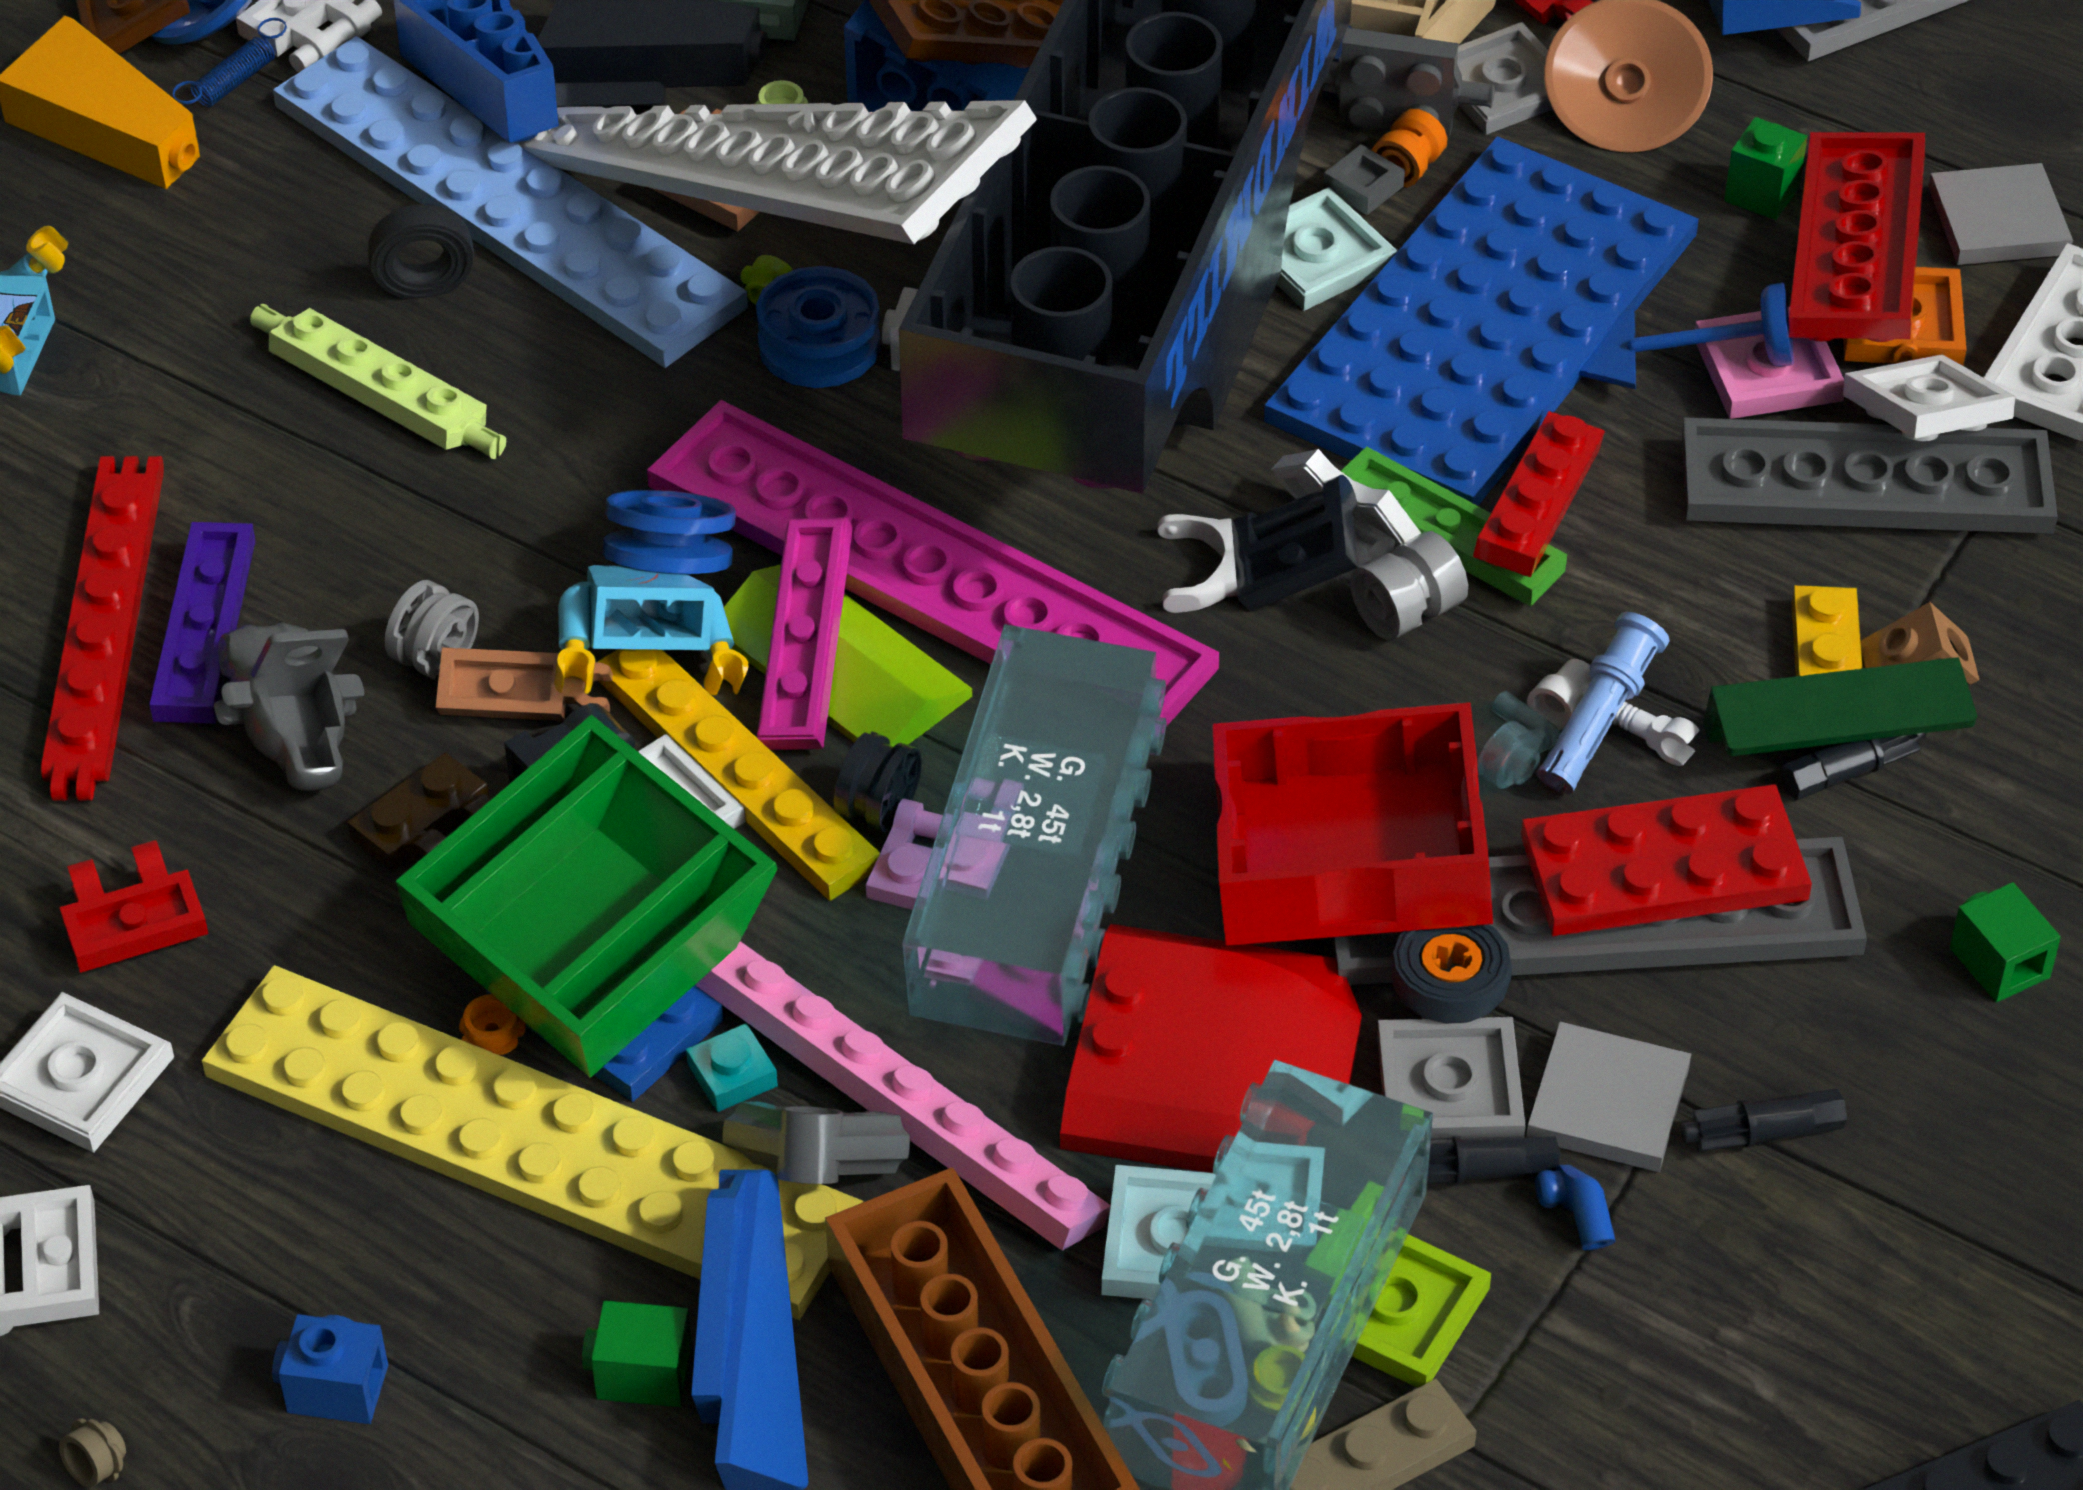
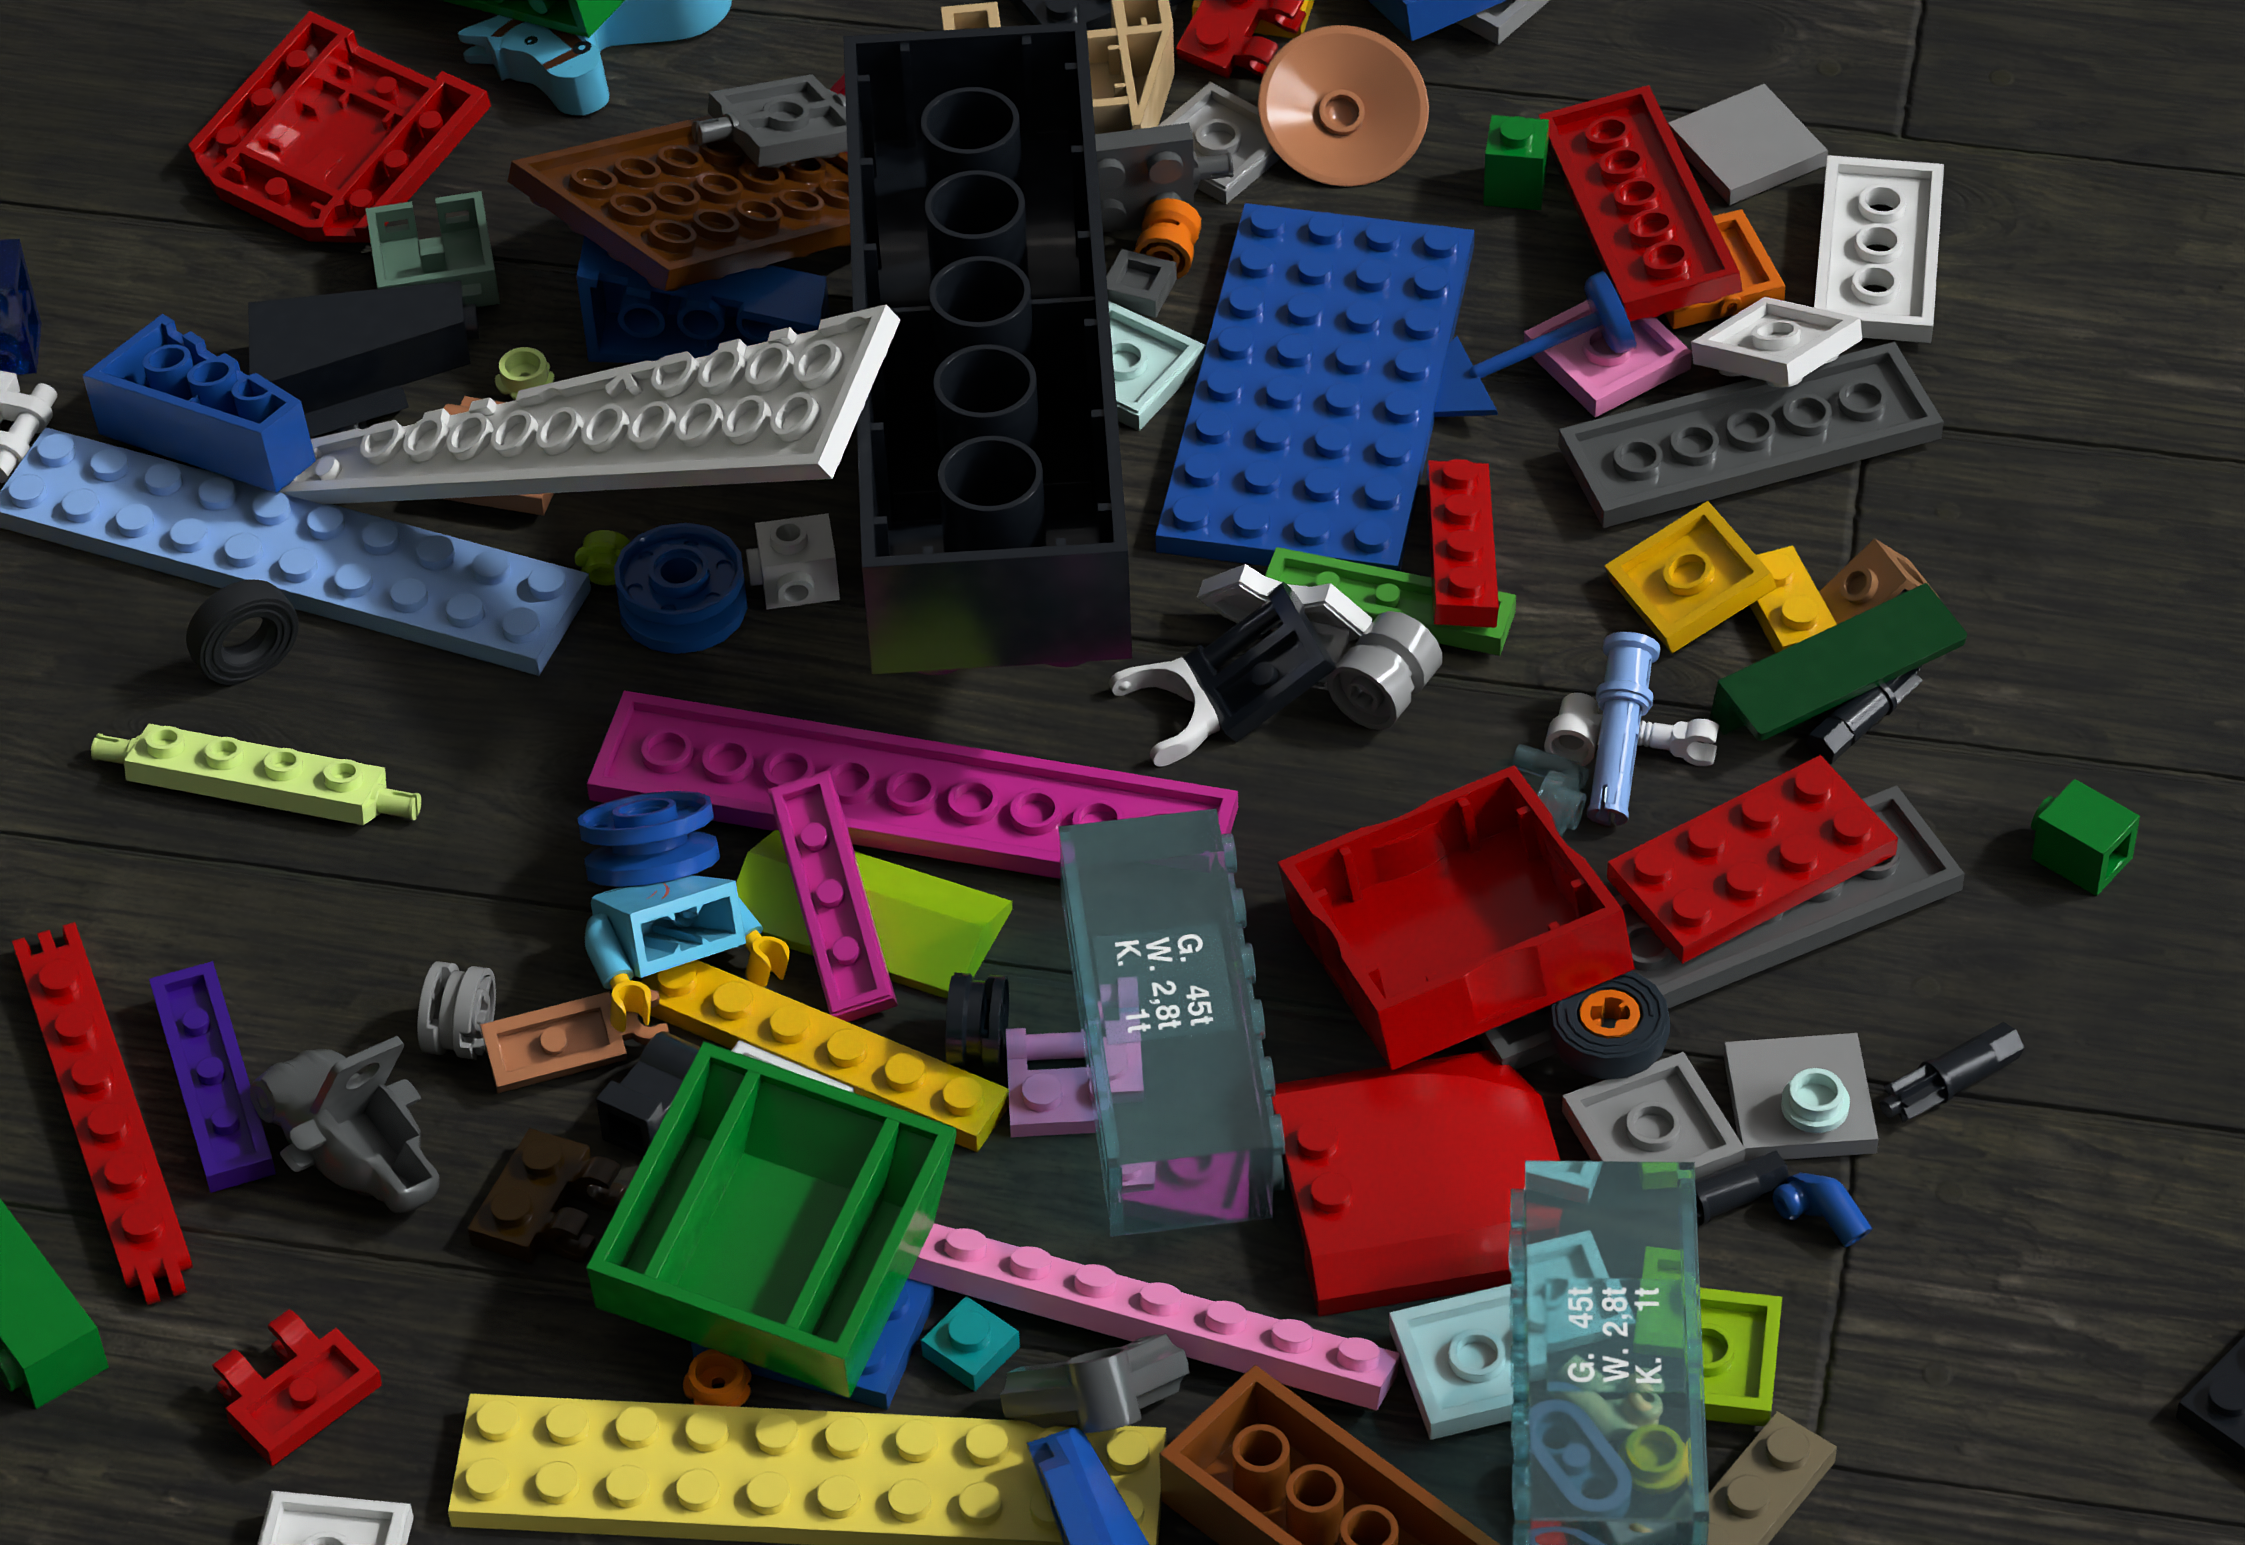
camera: 20 degrees left, 0 degrees up
(1613, 1102) = (1815, 1101): none -> light aqua plate
(1741, 587) = (1690, 576): none -> yellow plate

